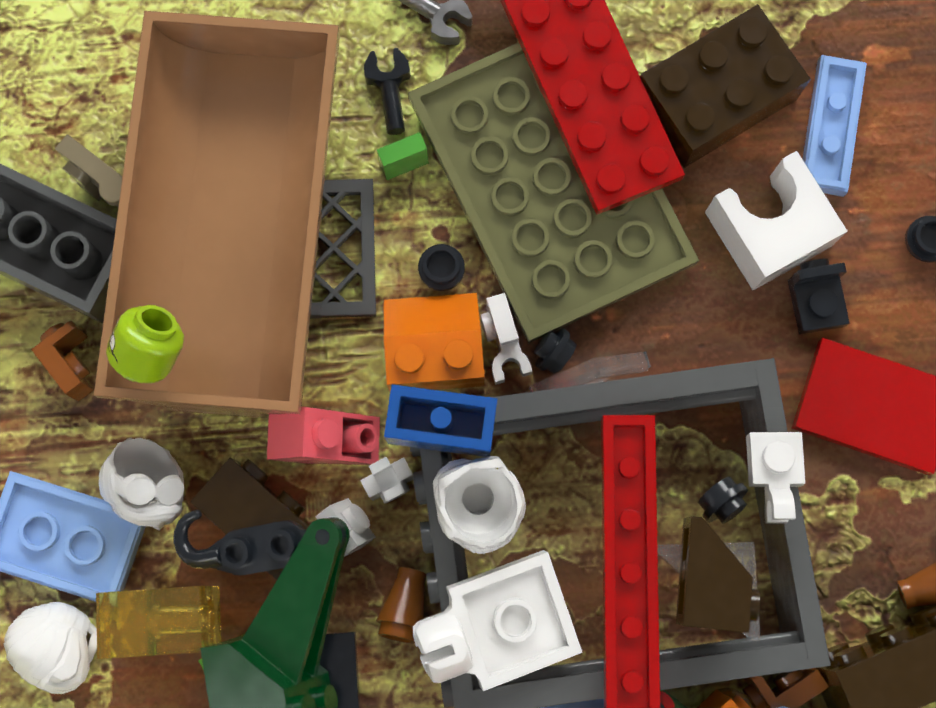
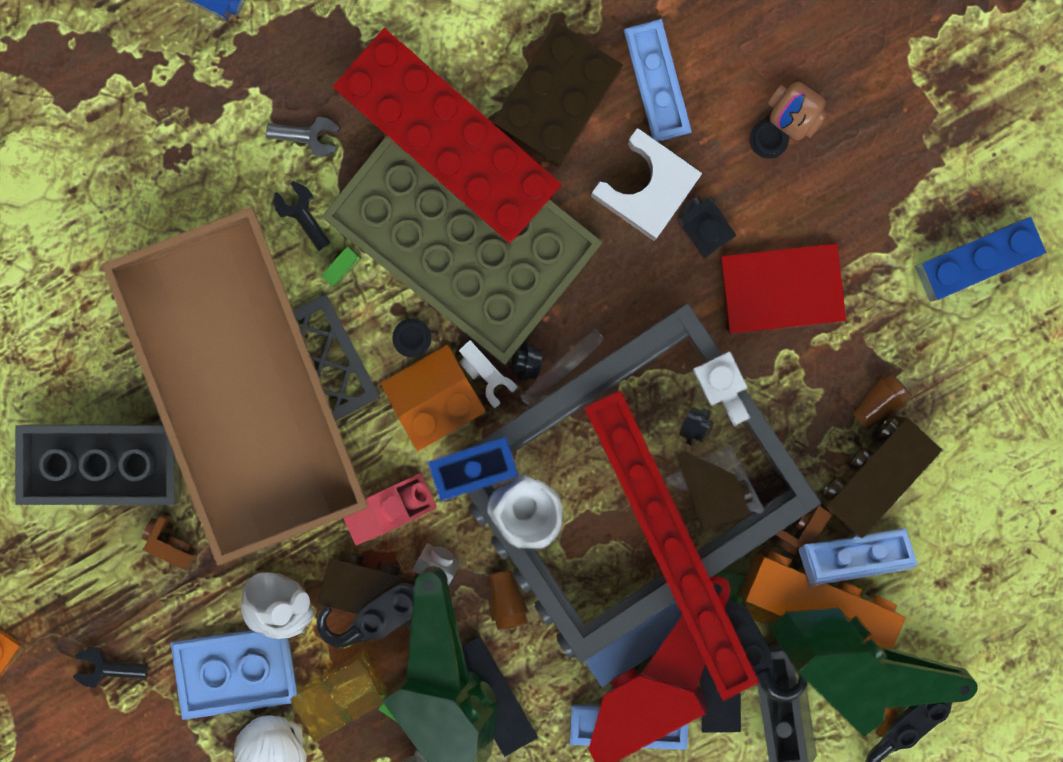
camera: 25 degrees left, 10 degrees up
(90, 171) = (120, 399): dark tan plate -> none
(145, 344) = (240, 515): lime head -> none
(387, 480) = (452, 518): white plate -> none
(499, 625) = (580, 587): white plate -> none

